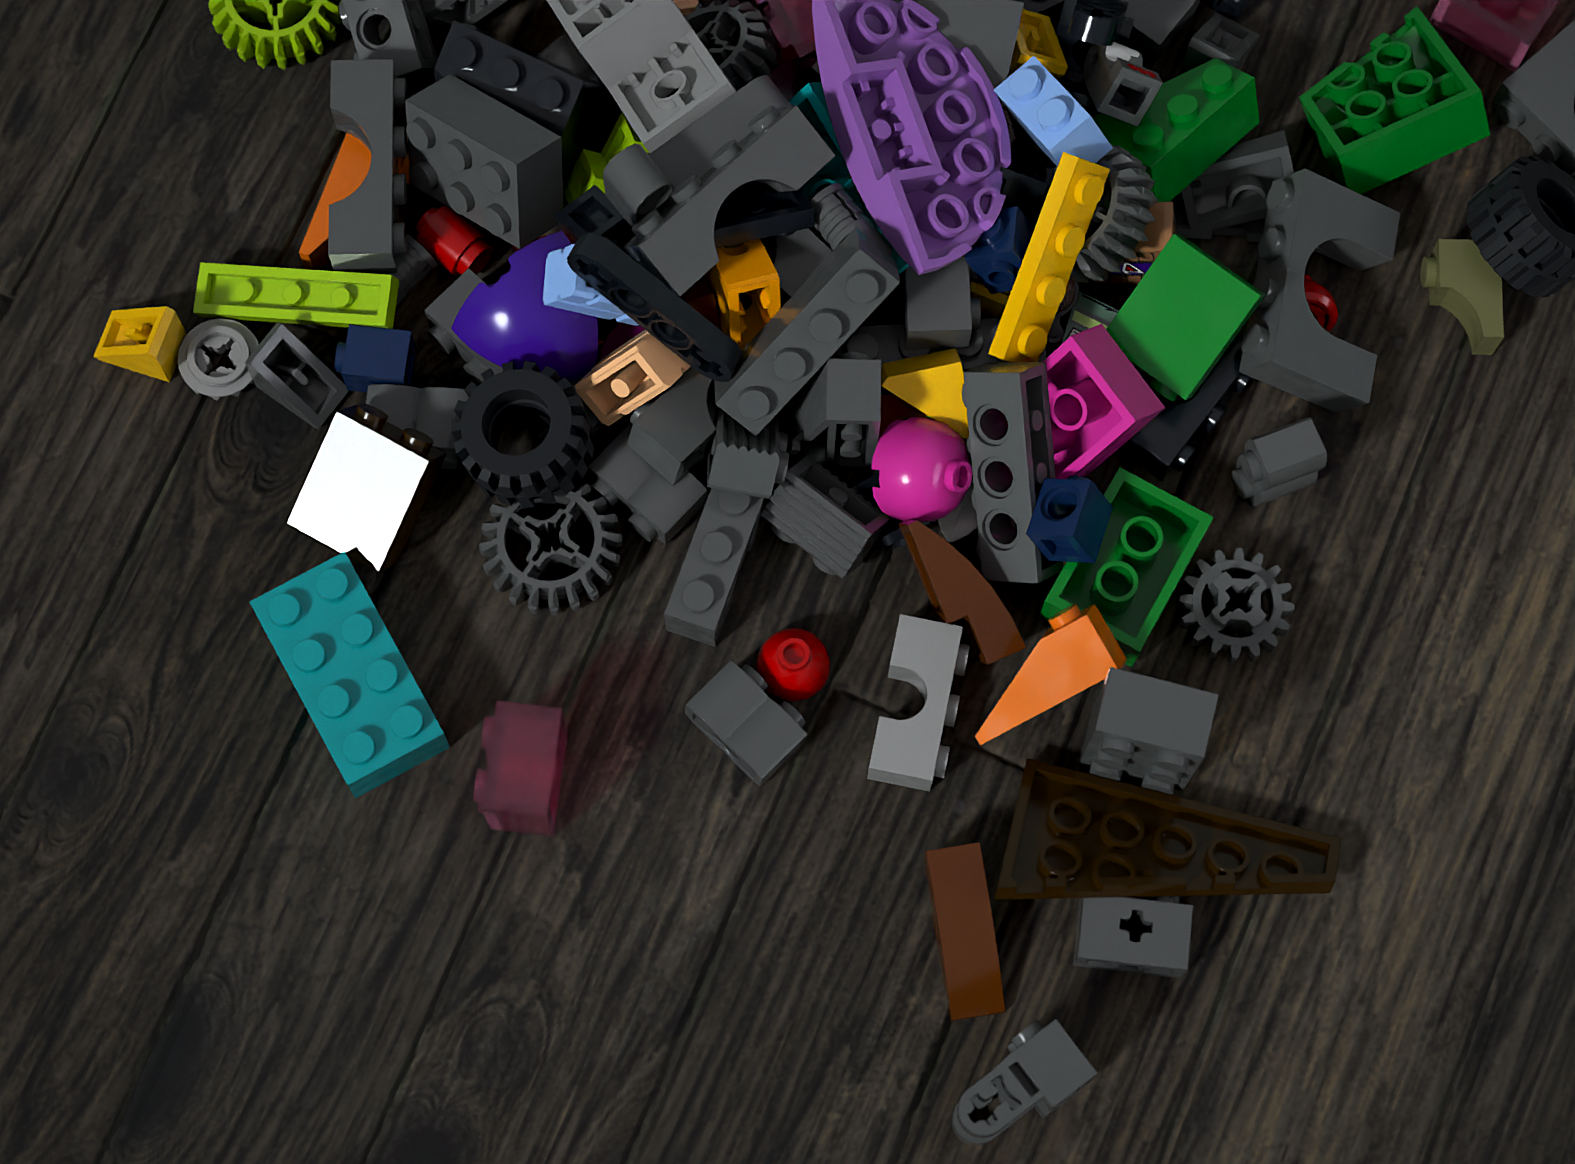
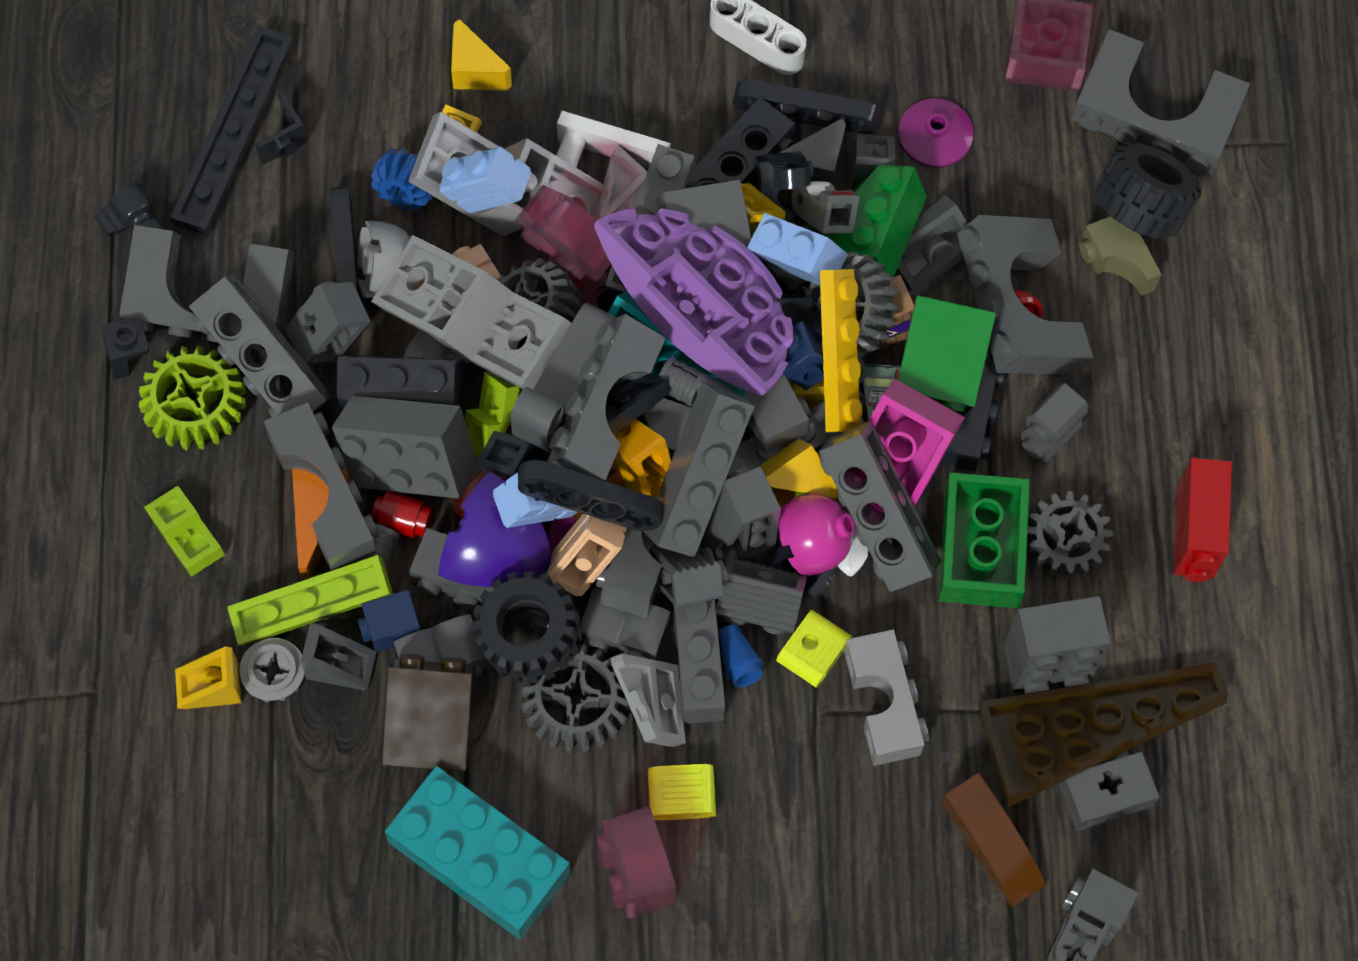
camera: 25 degrees left, 5 degrees down
(197, 154) = (184, 531): none -> lime slope
(623, 709) = (682, 792): none -> neon yellow piece
(637, 582) = (653, 697): none -> light grey wing
(747, 722) = (774, 762): dark grey brick -> none
(766, 583) = (739, 659): none -> blue cone
(793, 664) = (784, 708): red brick -> none
(860, 608) = (813, 648): none -> neon yellow piece
(961, 593) = (881, 607): reddish brown slope -> none
(1062, 664) = (975, 626): orange slope -> none
(1069, 519) = (939, 535): dark blue brick -> none
(1294, 60) = (934, 146): none -> magenta dish
(1395, 107) = (1012, 148): green wedge -> none
(1407, 657) = (1202, 519): none -> red brick

